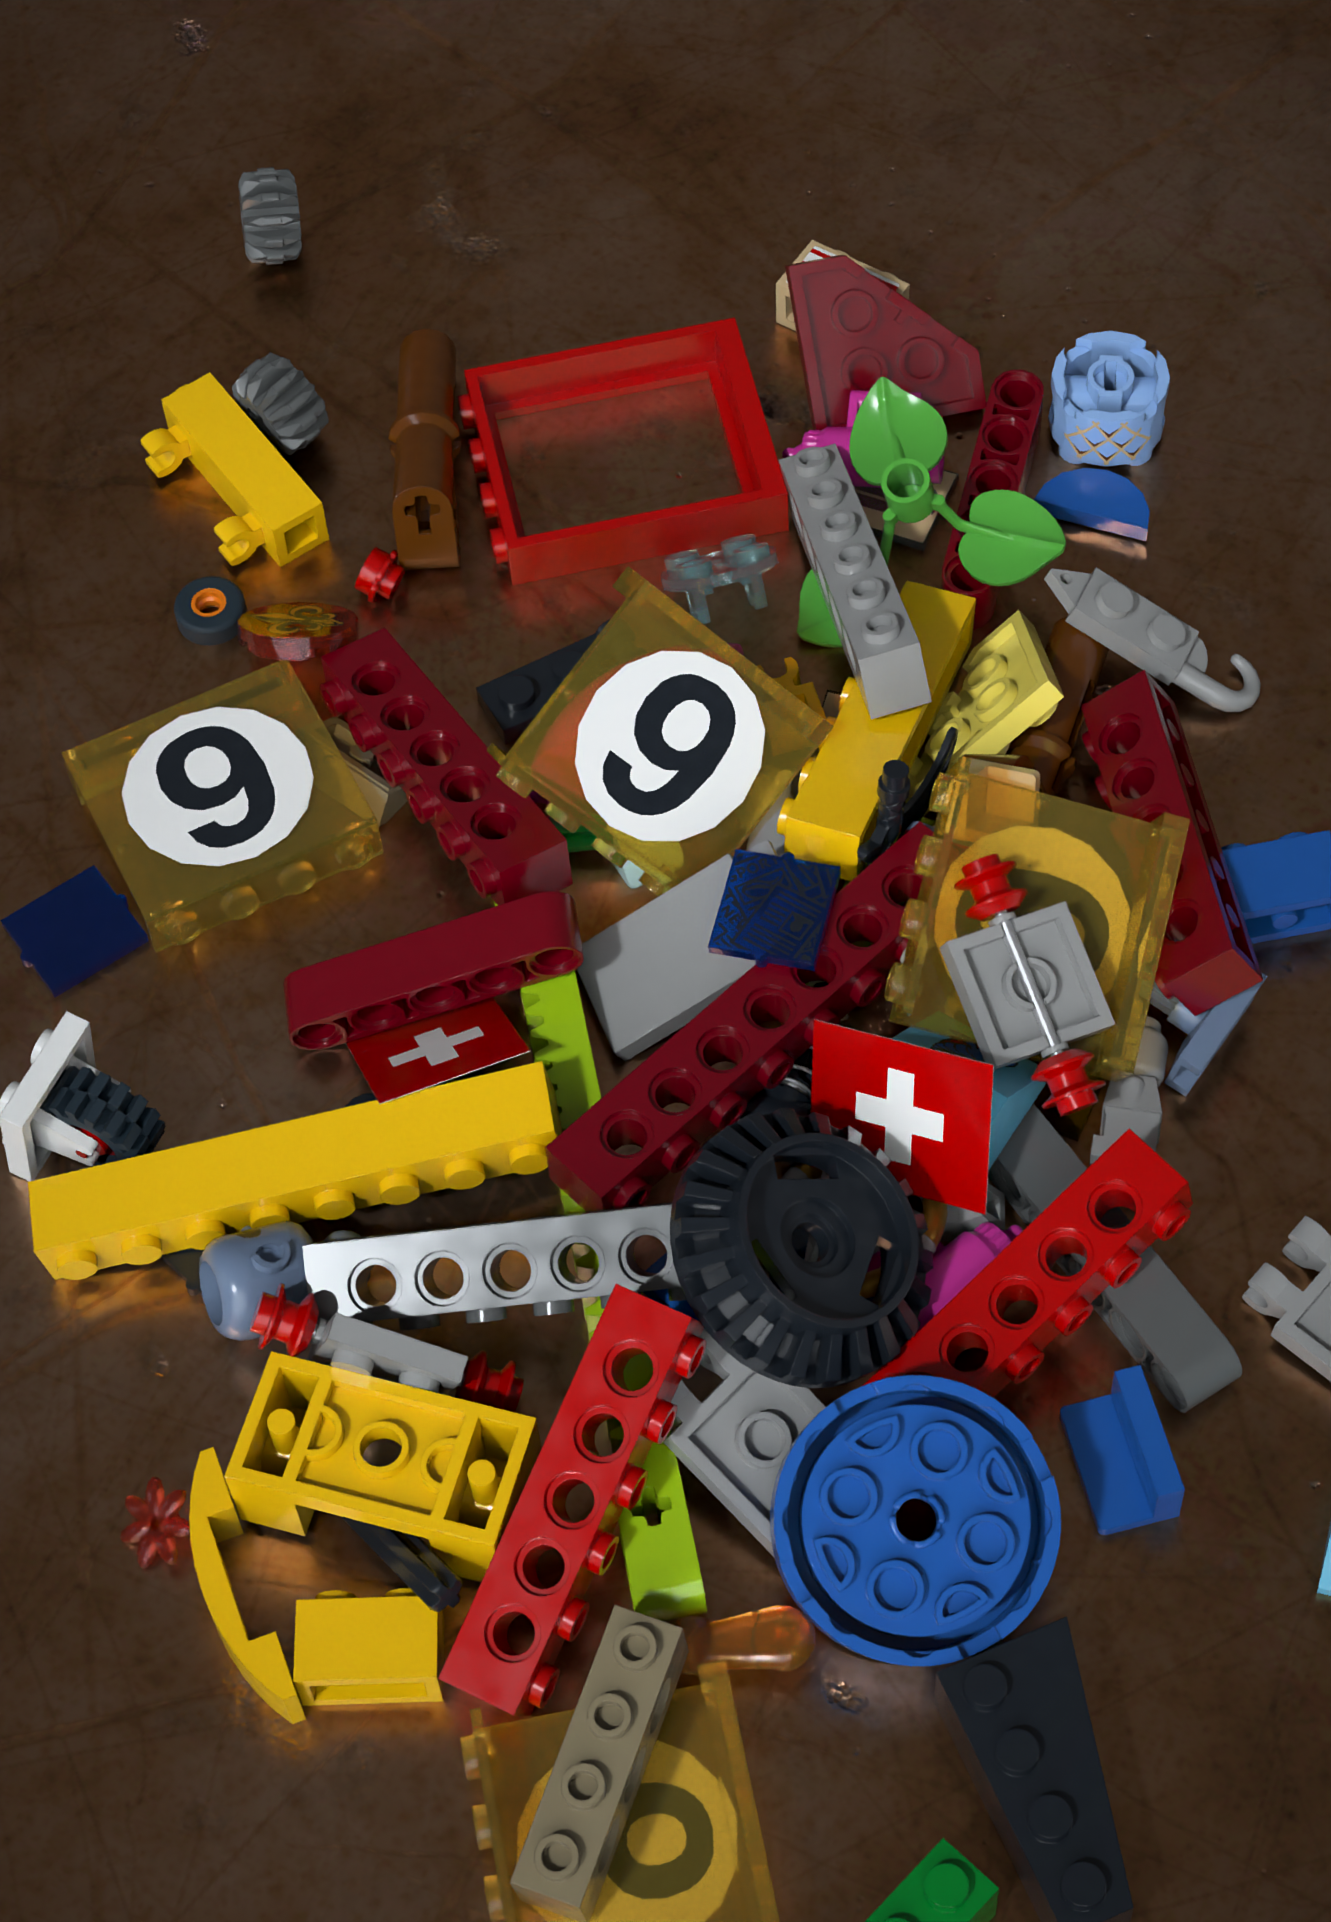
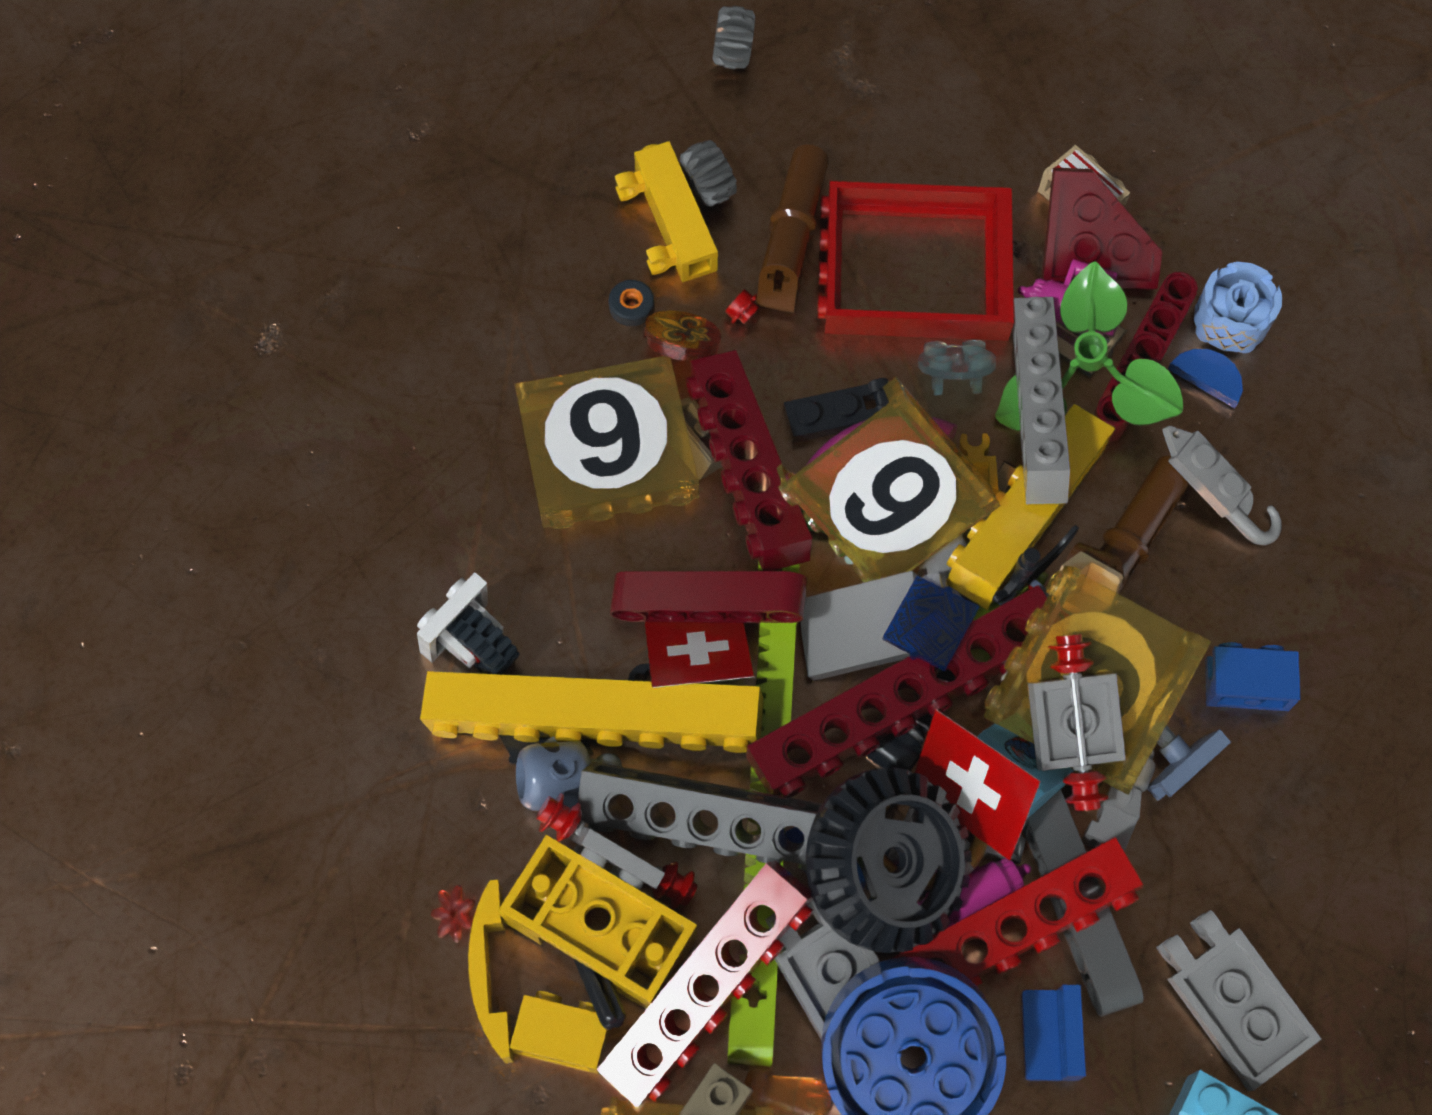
camera: 10 degrees right, 10 degrees up
(74, 931) = (496, 500): clear blue piece -> none
(1002, 695) = (1108, 506): light yellow plate -> none
(1150, 772) = (1201, 541): dark red brick -> none

